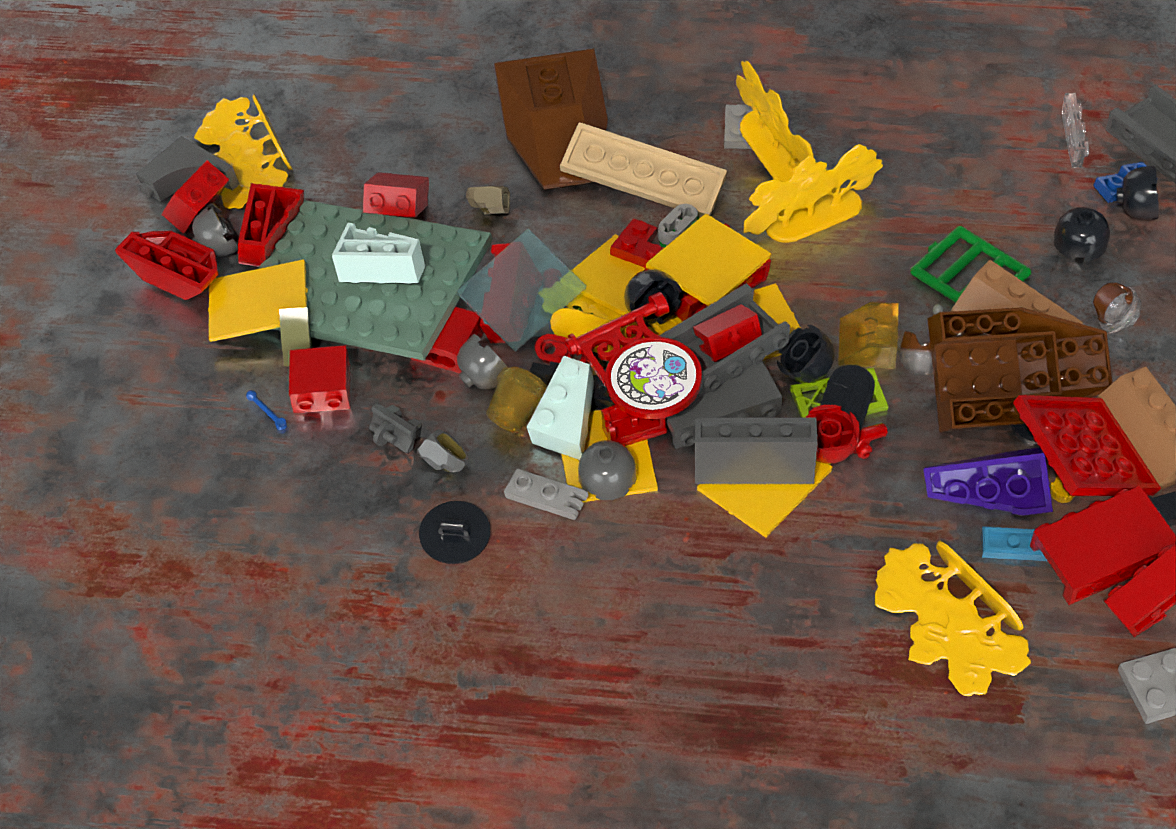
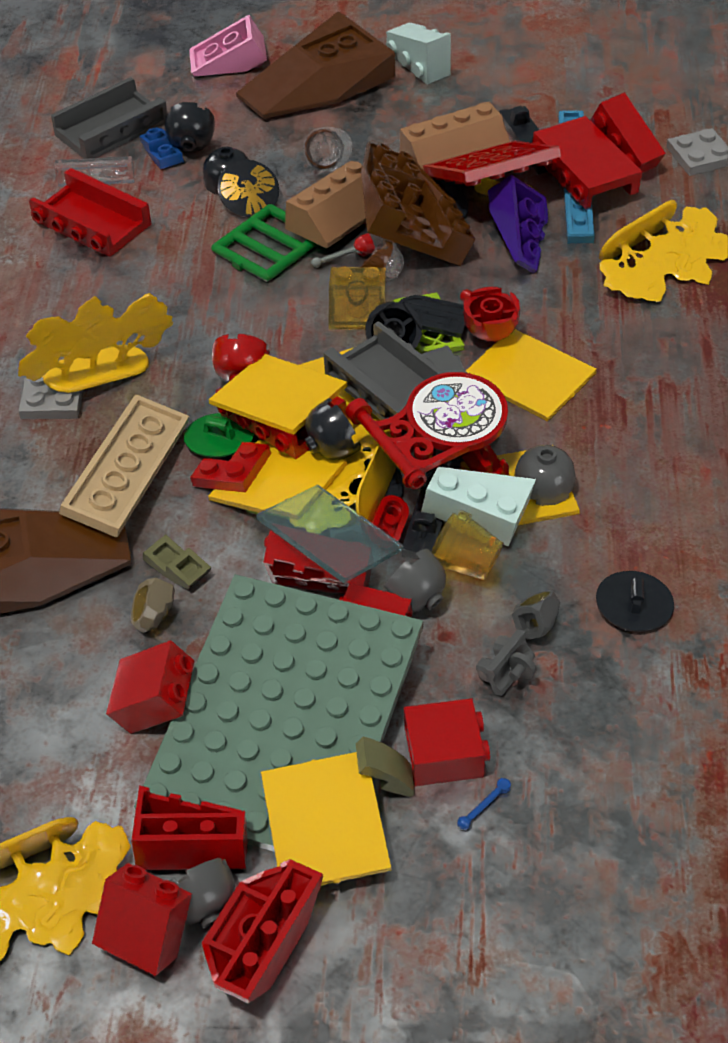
camera: 95 degrees left, 5 degrees down
(175, 166) = (61, 959): dark grey arch -> none
(377, 257) = (286, 668): light aqua wedge -> none
(541, 216) = (176, 564): none -> olive slope
(545, 494) = (576, 528): light grey hinge -> none
(672, 221) = (205, 437): light grey beam -> none
(728, 332) = (385, 366): red hinge -> none
(755, 450) = (531, 350): dark grey panel -> none
(774, 238) = (234, 355): none -> red cylinder
(812, 196) = (188, 341): yellow plant -> none
(1003, 133) = (92, 213): none -> red panel
(1048, 247) = (247, 187): none -> shield

